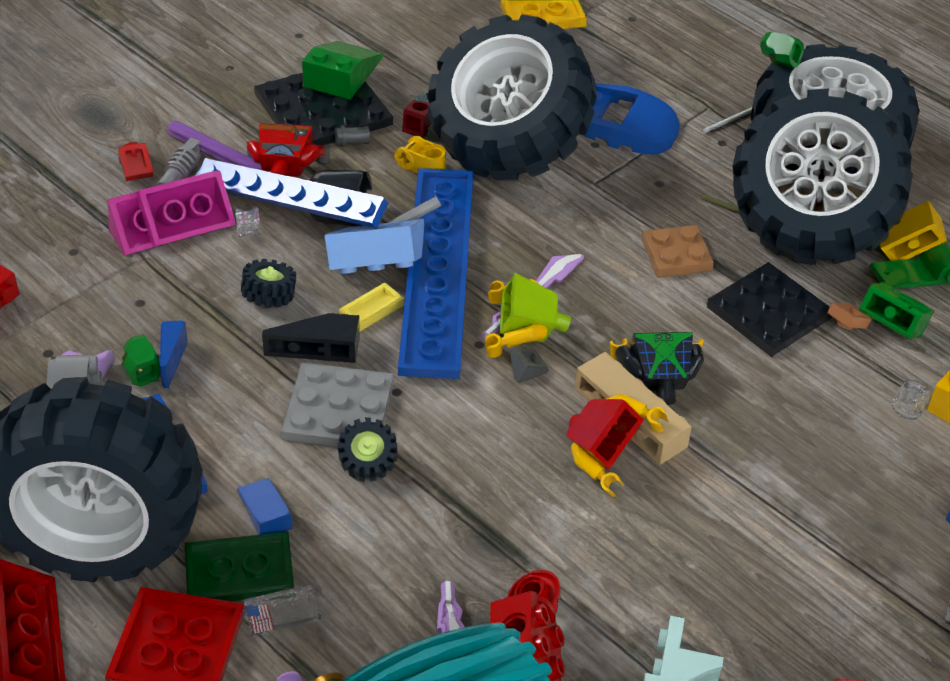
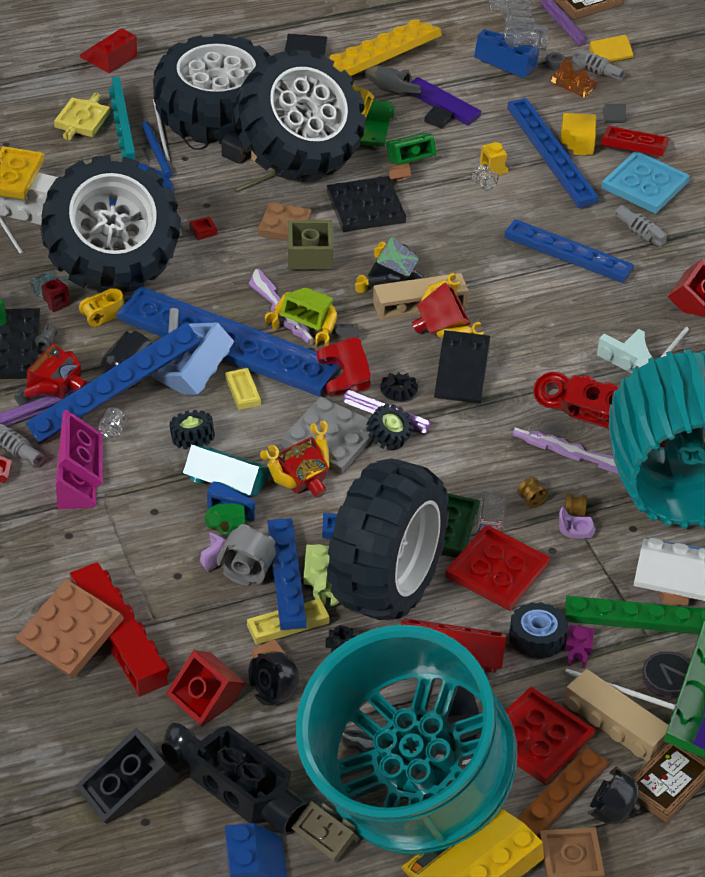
camera: 65 degrees left, 0 degrees up
(222, 333) = (232, 471): none -> slope
(253, 388) = (302, 464): none -> torso
(316, 338) = (268, 416): black slope -> none
(333, 638) = (532, 492): none -> pearl gold wheel
(407, 445) = (370, 405): none -> axle
(448, 379) = (353, 361): none -> red piece
(463, 451) = (396, 392): none -> black gear
(529, 490) = (462, 366): none -> black slope
(615, 191) = (203, 228): none -> red tile
(640, 276) = (310, 244): none -> olive brick
(712, 47) = (82, 117): none -> light yellow plate
(713, 117) = (157, 149): none -> blue bar
(717, 80) = (120, 116): none -> teal plate
(782, 49) = (166, 73): green rock -> none
(837, 29) = (112, 51): none -> red slope
(843, 538) = (569, 251): none -> blue plate

